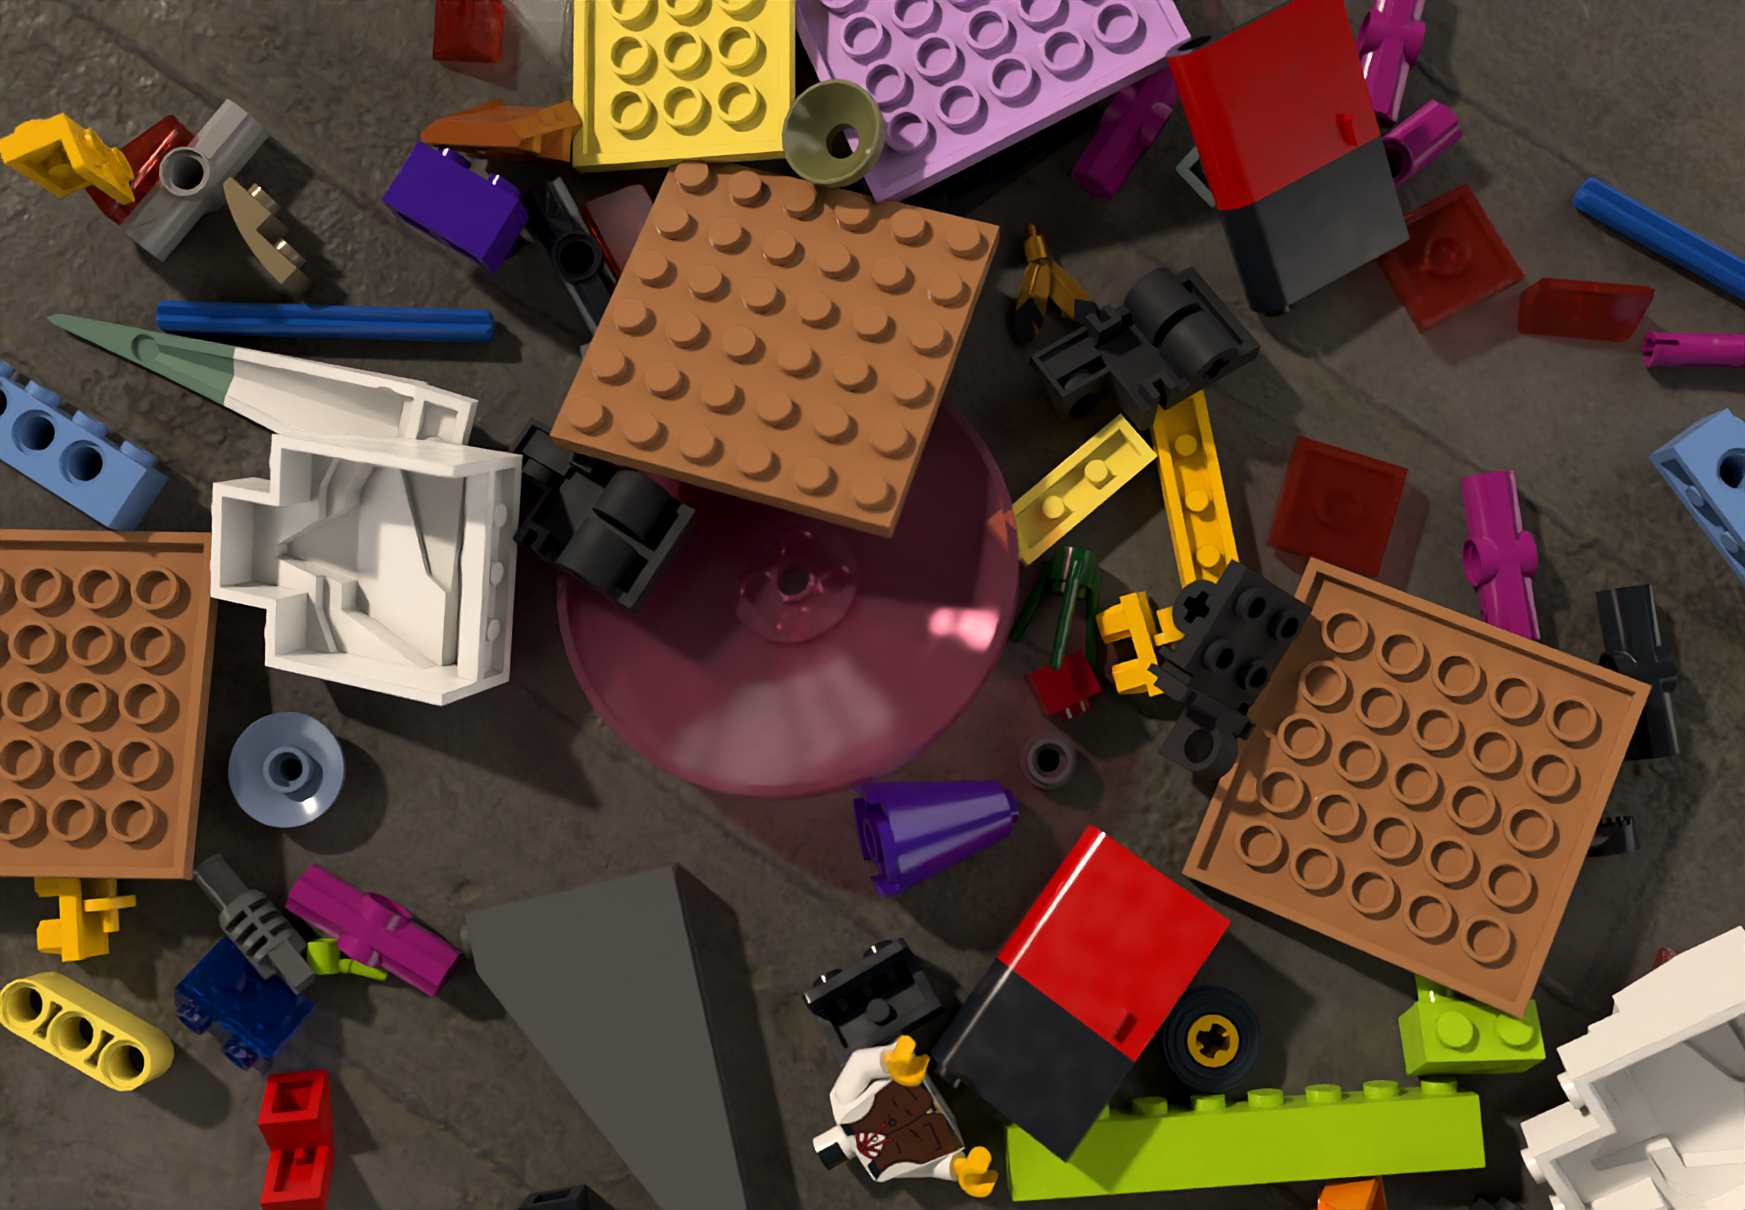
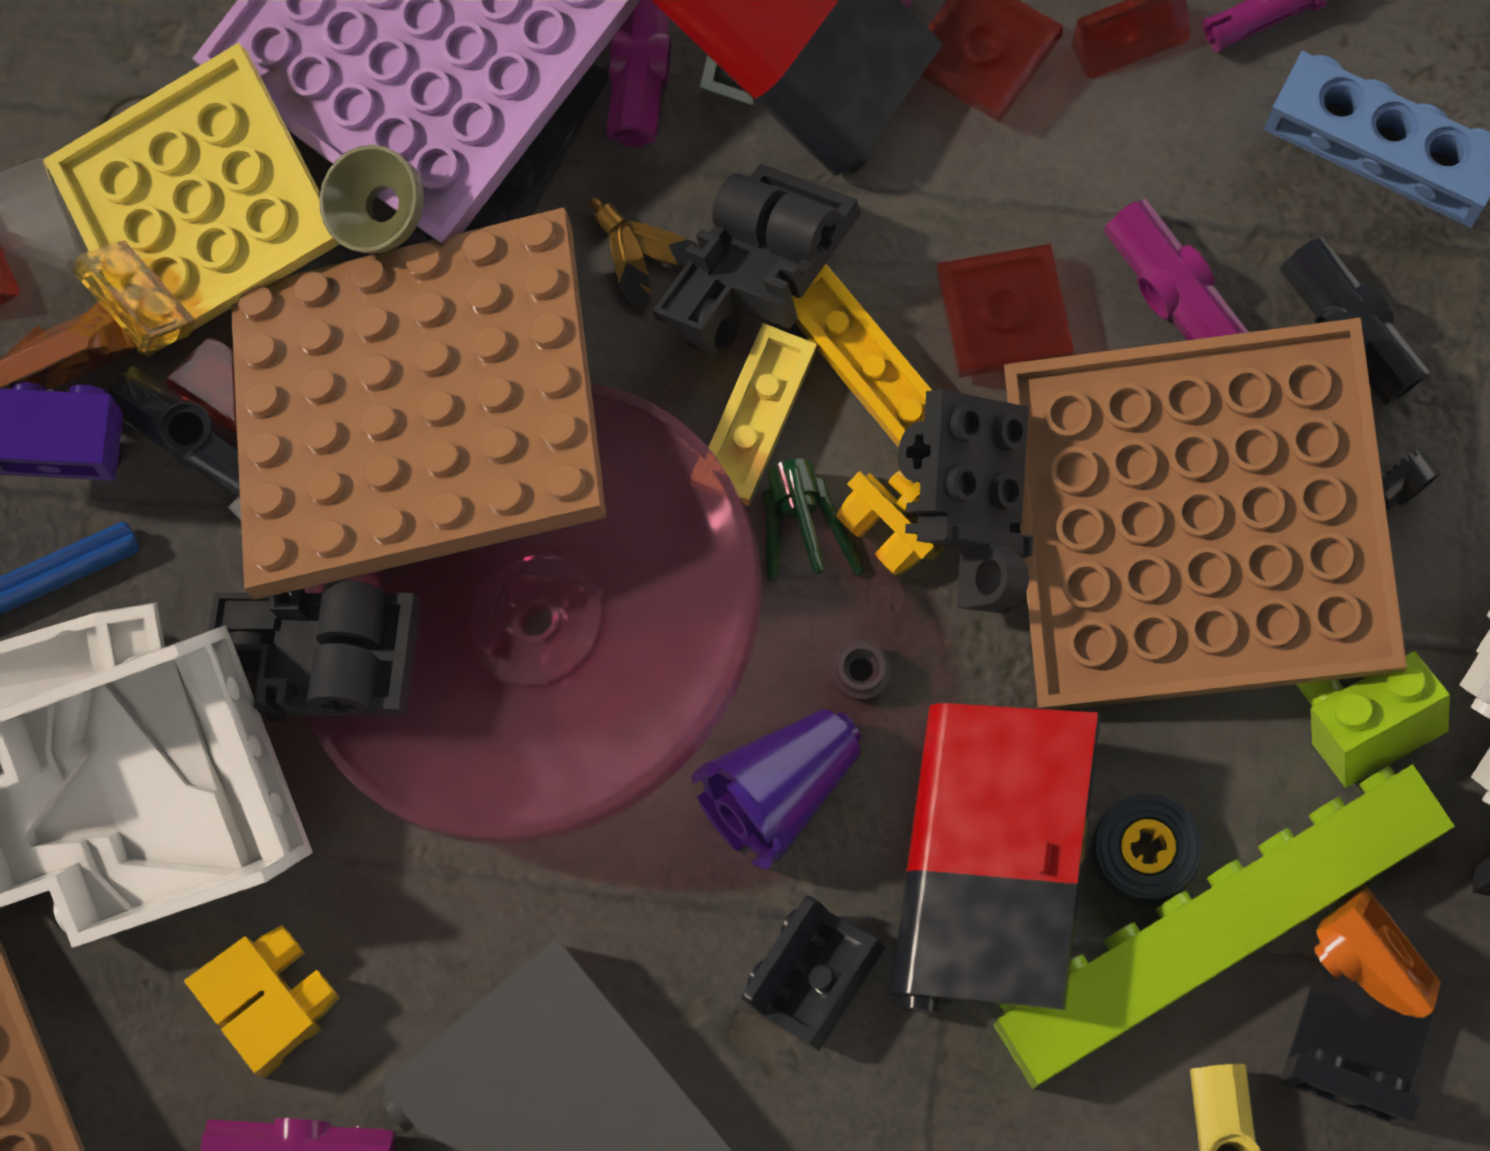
camera: 20 degrees left, 10 degrees down
(260, 776) = (108, 1038): sand blue dish -> none
(408, 760) = (254, 1002): none -> yellow hips
(588, 115) = (134, 296): none -> clear yellow plate
(899, 1122) = (891, 1065): torso -> none
(1064, 689) = (839, 592): dark red plate -> none

